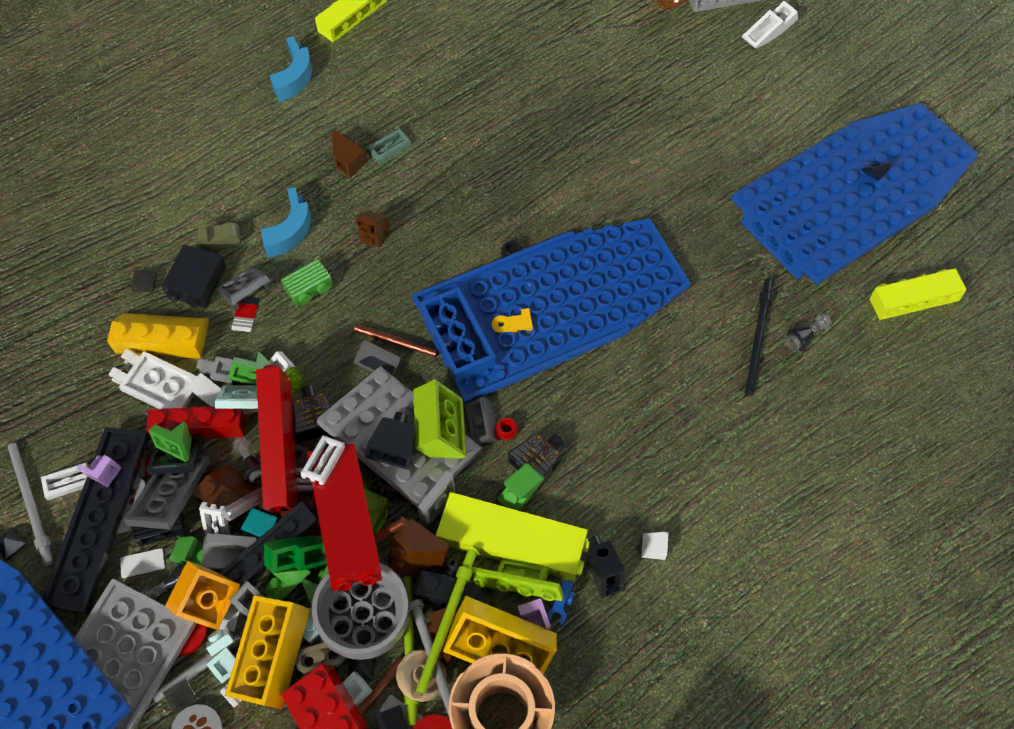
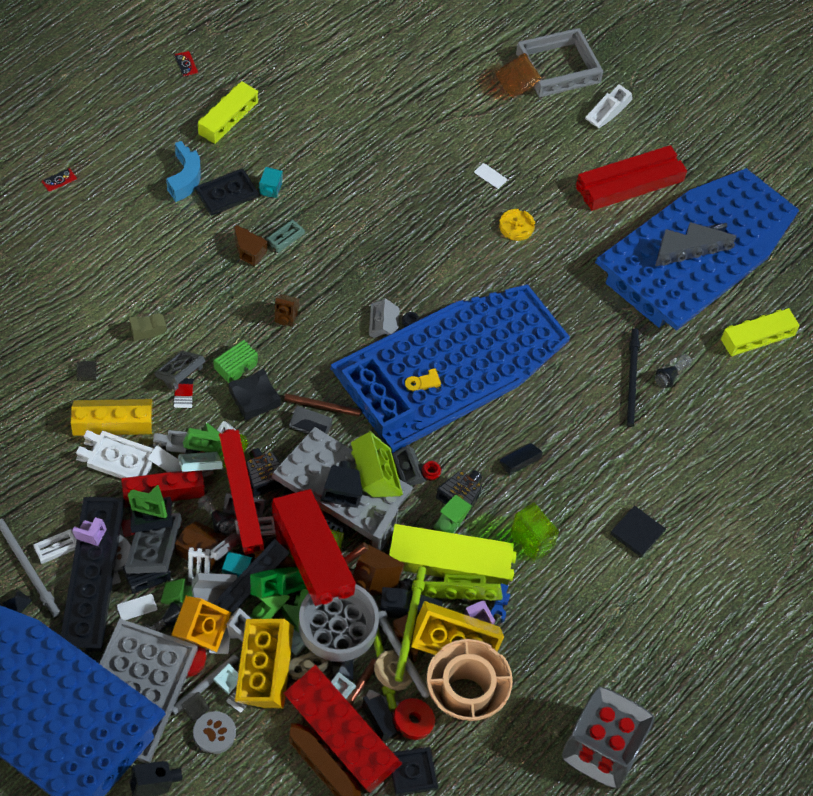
camera: 15 degrees left, 5 degrees down
(161, 71) = (59, 179): none -> sticker
(194, 276) = (133, 363): black brick -> none
(218, 641) = (220, 659): light aqua plate -> none
(292, 231) = (210, 321): dark azure arch -> none
(314, 476) = (285, 516): white tile -> none
(320, 323) = (254, 395): none -> black brick
(335, 94) = (227, 191): none -> black tile
(383, 86) = (270, 182): none -> teal brick
(481, 246) = (383, 318): none -> light grey panel
(605, 567) = (532, 572): black torso -> none
(613, 423) = (521, 458): none -> black slope
(614, 517) = (534, 532): none -> clear neon green brick
(627, 94) = (490, 175): none -> white sticker
(648, 150) = (516, 224): none -> yellow tile
(655, 545) = (569, 552): white slope -> none
(742, 526) = (638, 531): none -> black tile
(785, 105) = (630, 177): none -> red brick
(852, 183) = (693, 244): none -> dark grey slope

